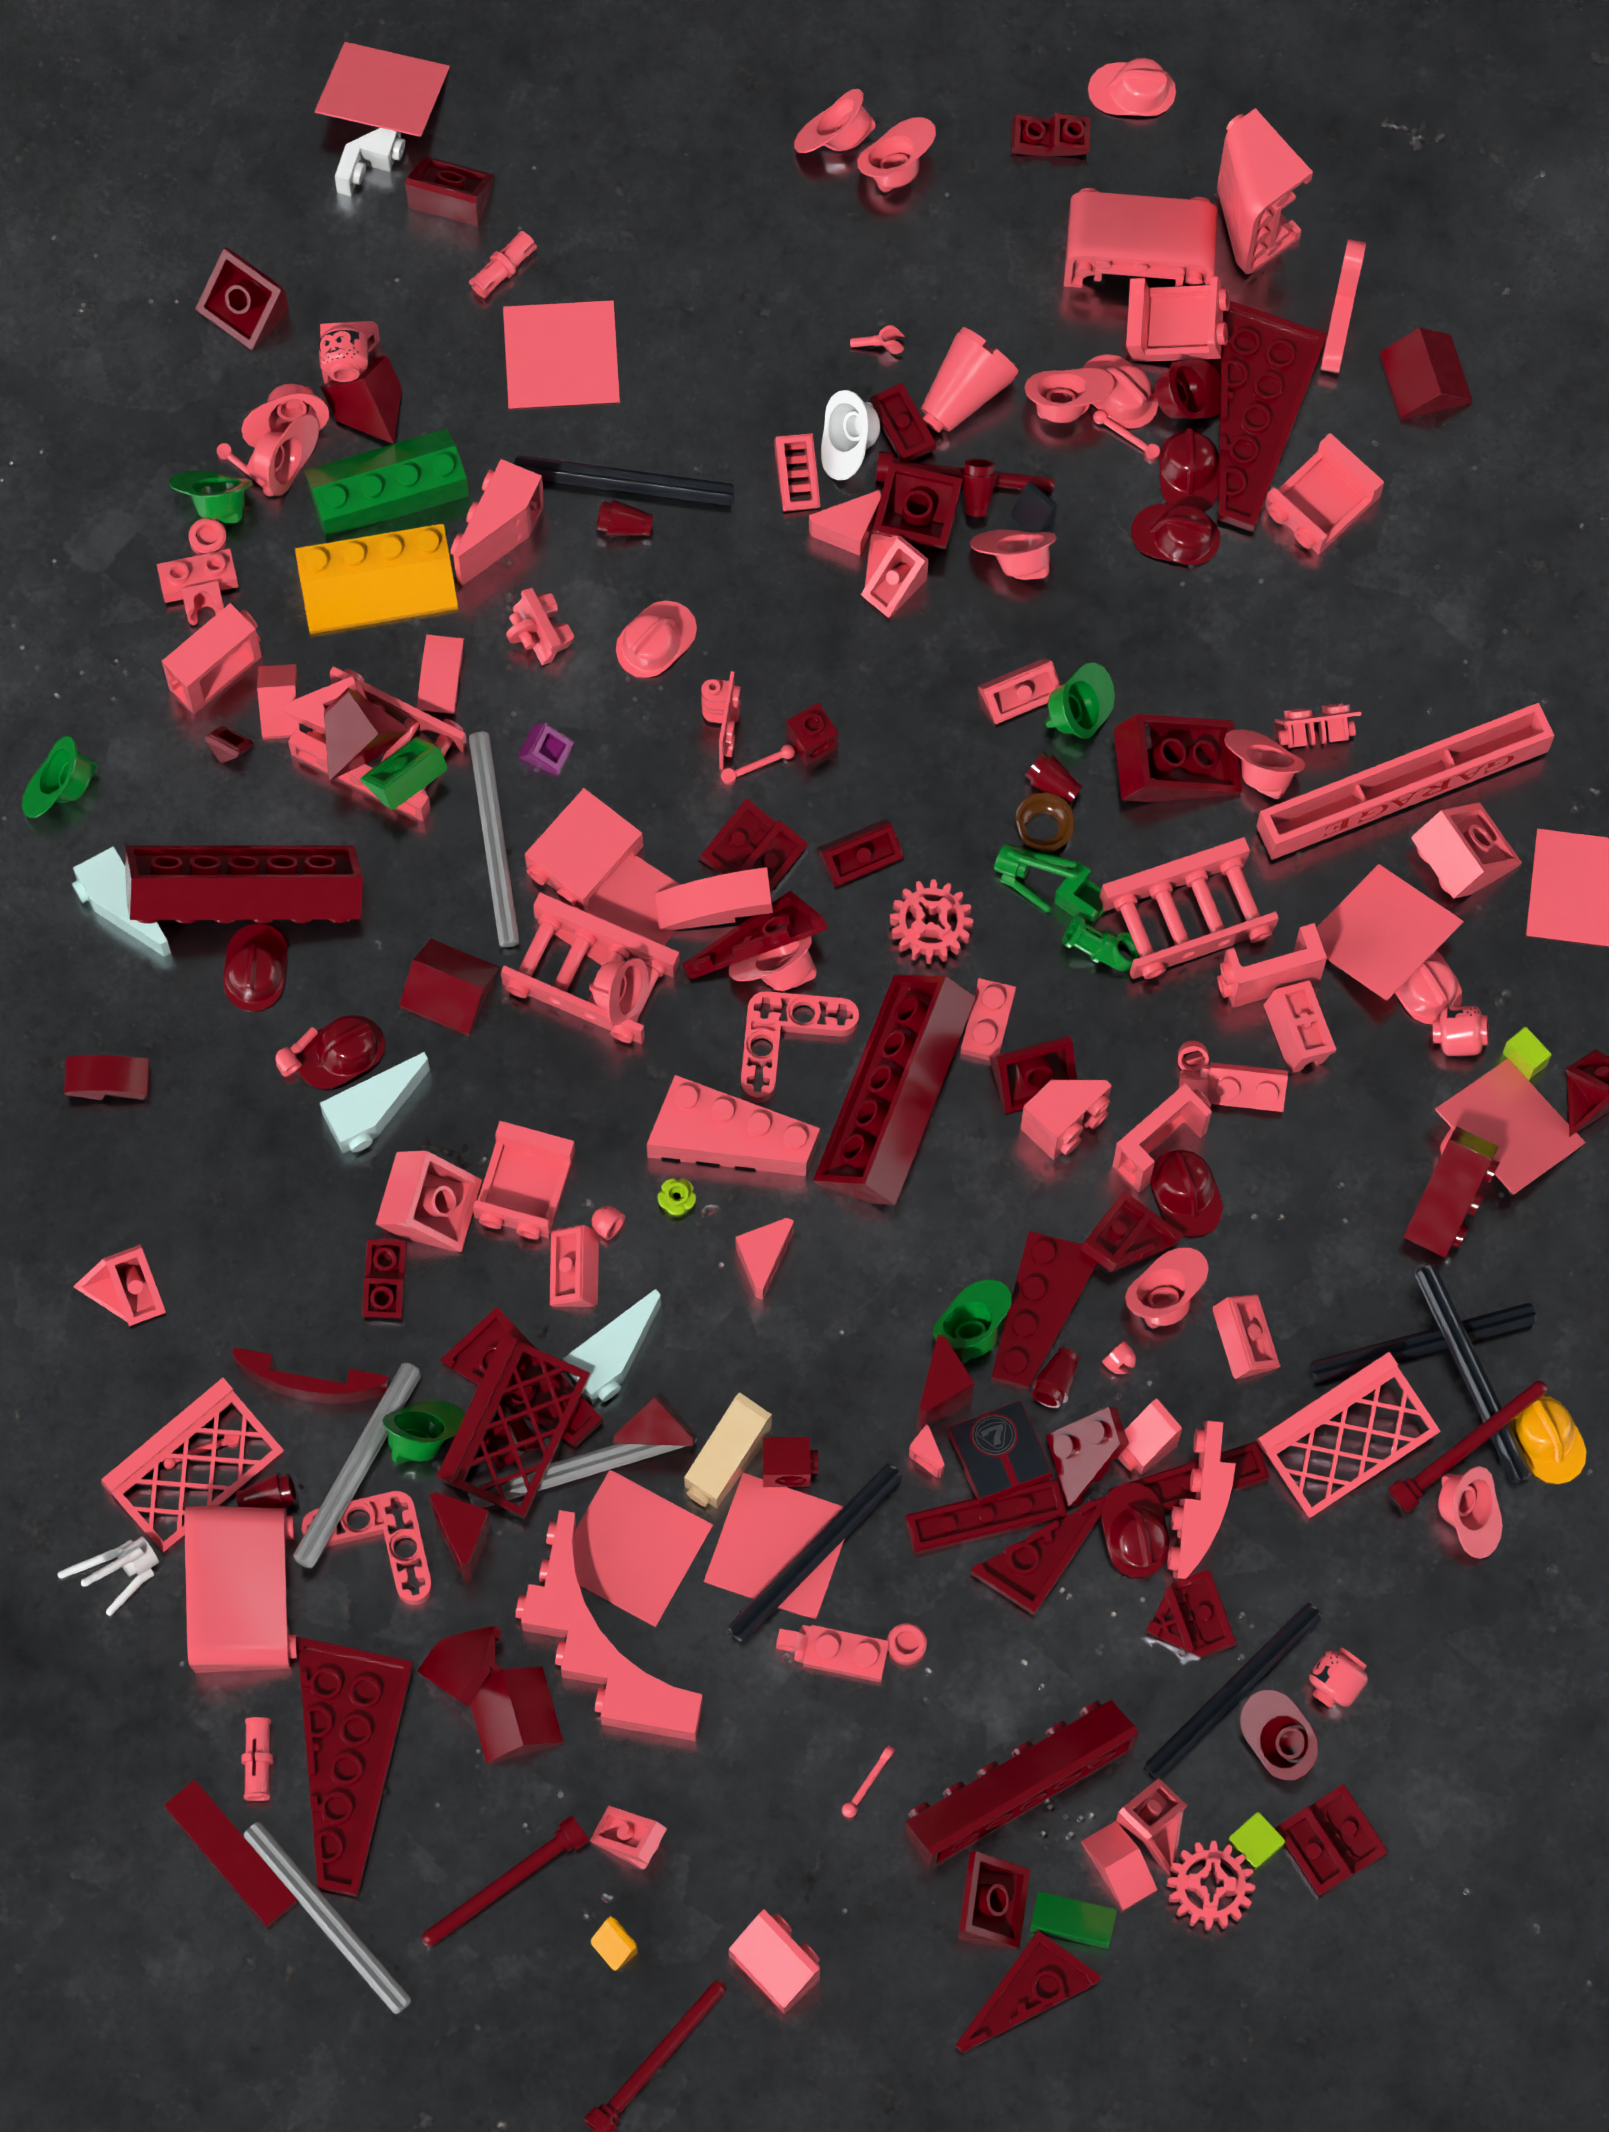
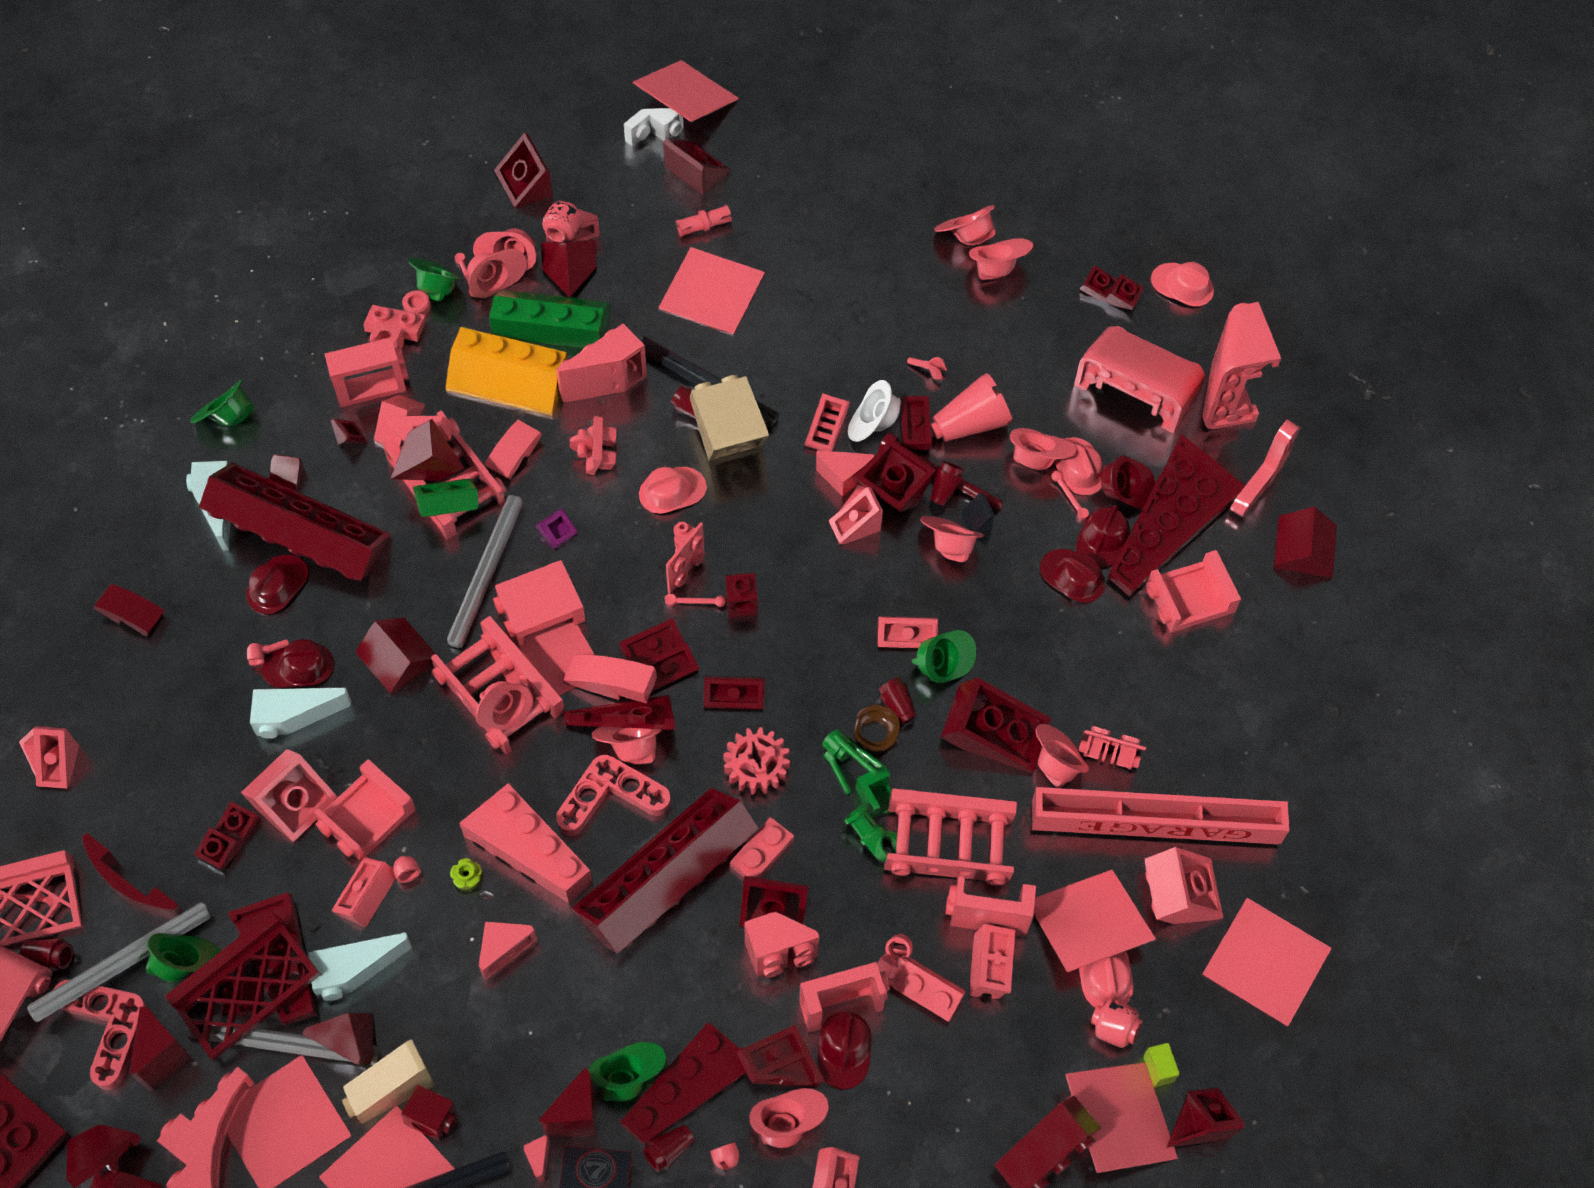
camera: 25 degrees right, 10 degrees down
(184, 826) = (286, 470): none -> slope
(683, 520) = (728, 417): none -> tan slope
(1176, 321) = (1140, 434): coral panel -> none

